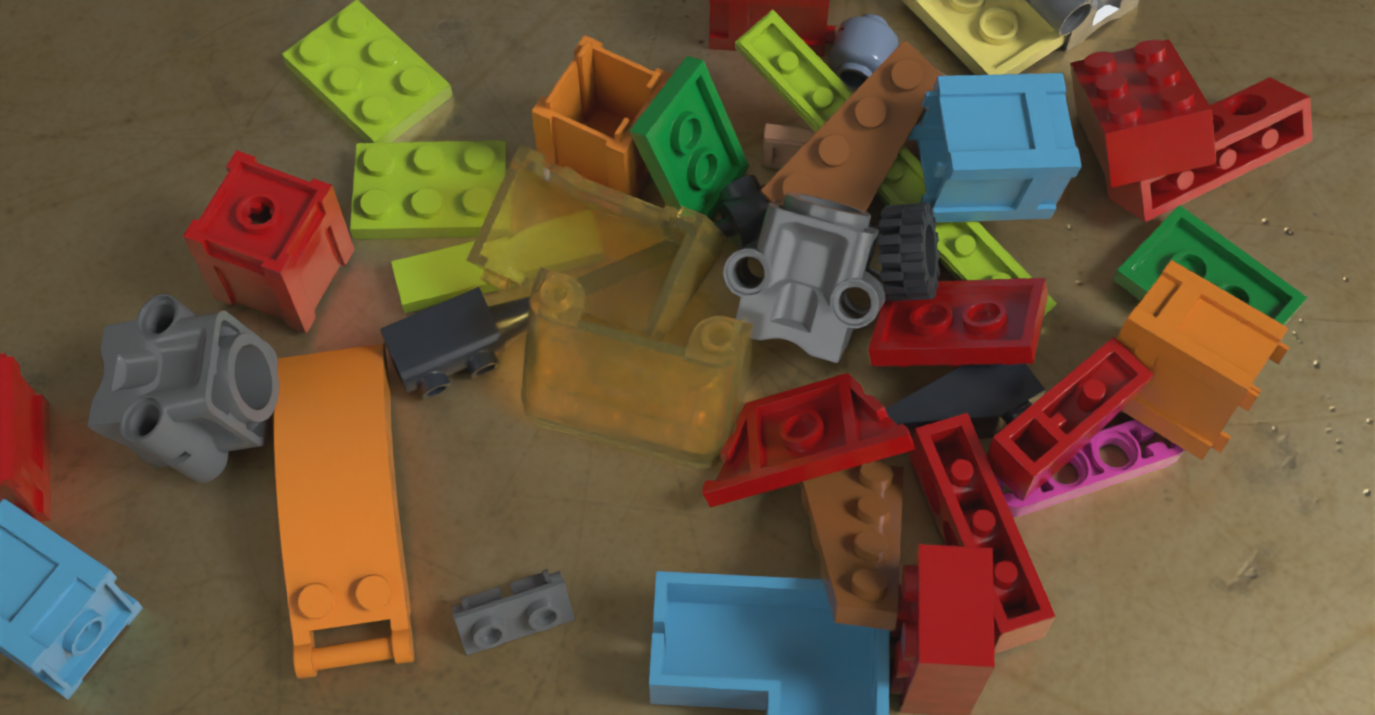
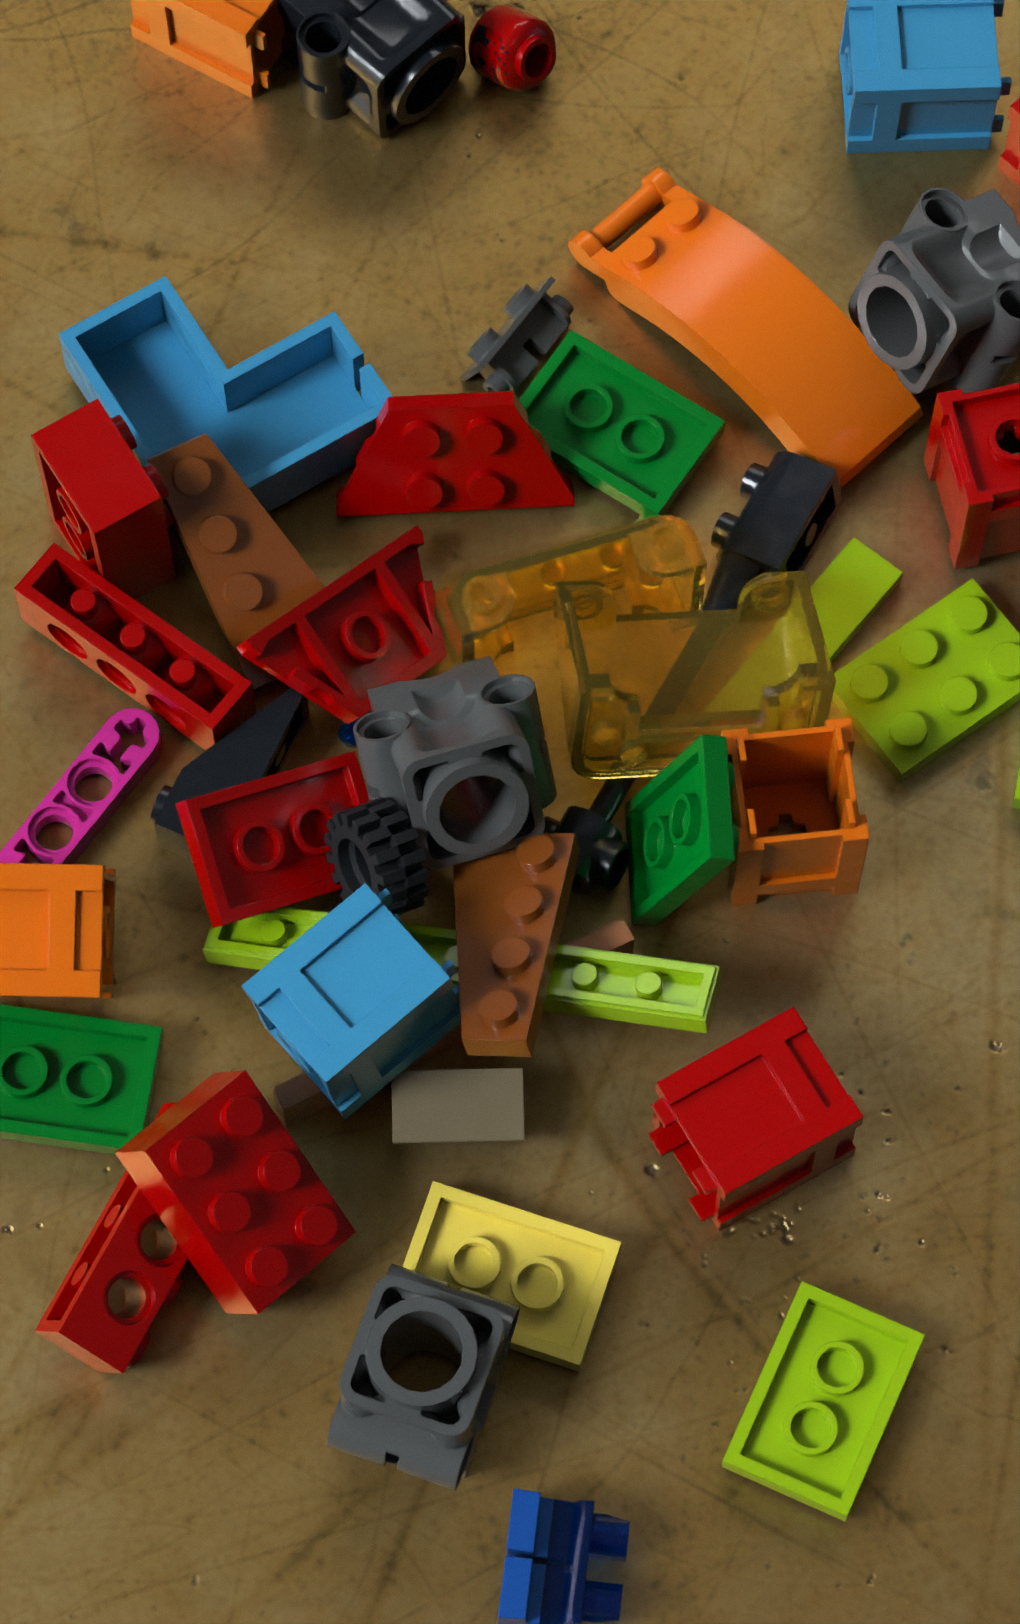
camera: 145 degrees right, 5 degrees up
(498, 492) = (618, 426): none -> green plate
(658, 536) = (453, 457): none -> red wing
(861, 48) = (603, 1129): sand blue head -> none
(1066, 418) = (113, 775): red slope -> none

